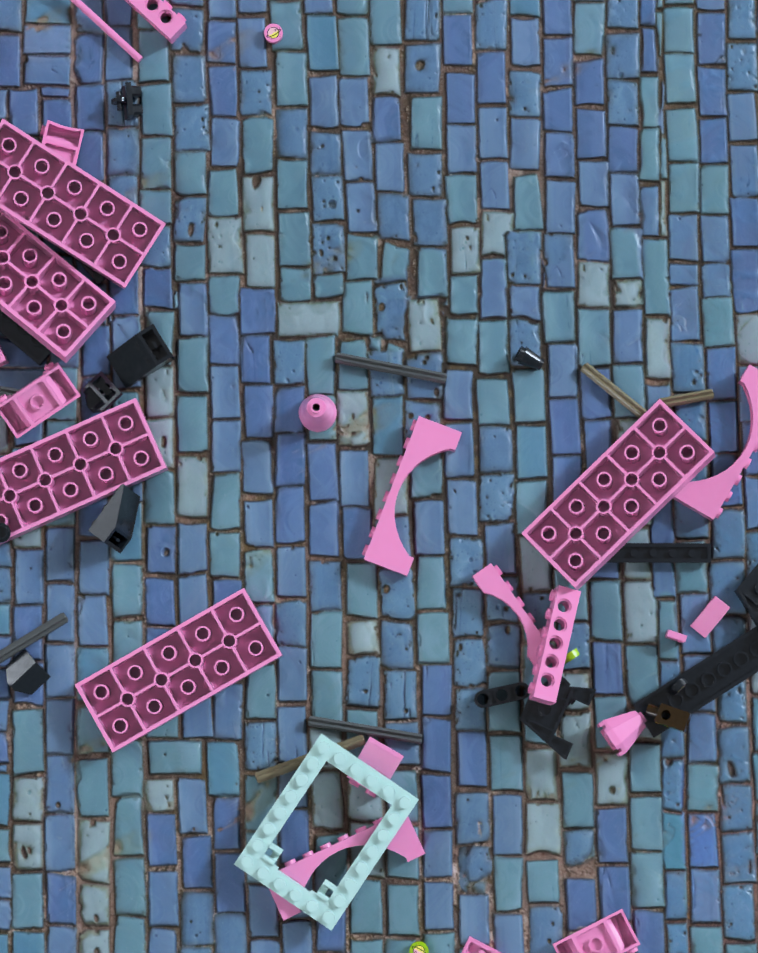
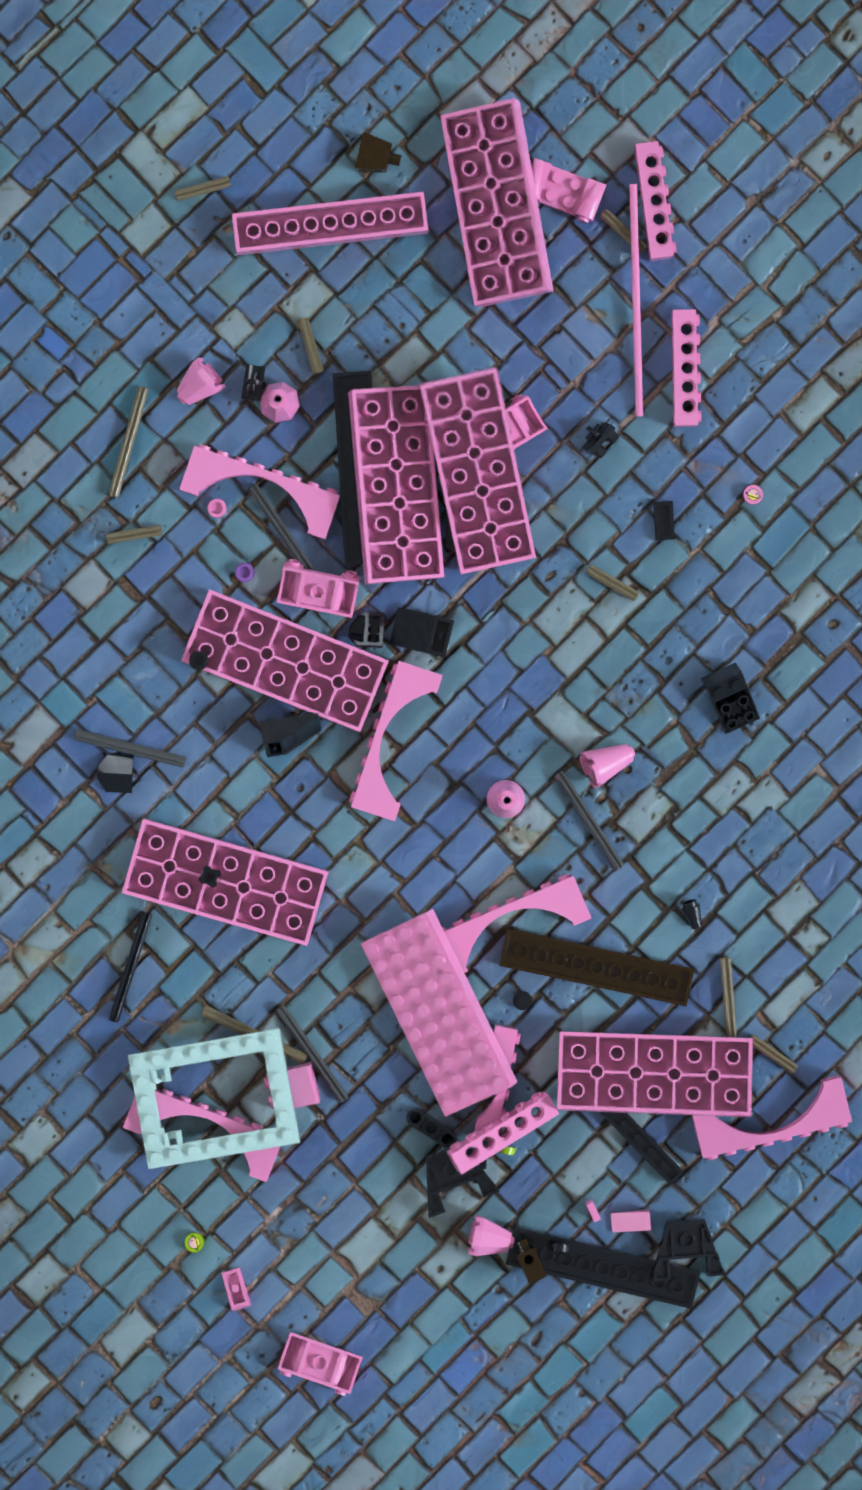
camera: 45 degrees right, 5 degrees up
(161, 681) = (208, 871): none -> black plate
(168, 403) = (372, 792): none -> bright pink arch
(173, 800) = (130, 967): none -> black axle
(230, 112) = (664, 520): none -> black tile
(238, 190) = (612, 582): none -> dark tan axle
(360, 316) = (606, 762): none -> bright pink cone
(401, 184) = (730, 698): none -> black slope
(423, 607) = (439, 1012): none -> bright pink brick
(473, 540) = (522, 1000): none -> black plate
(501, 463) = (596, 967): none -> dark brown plate

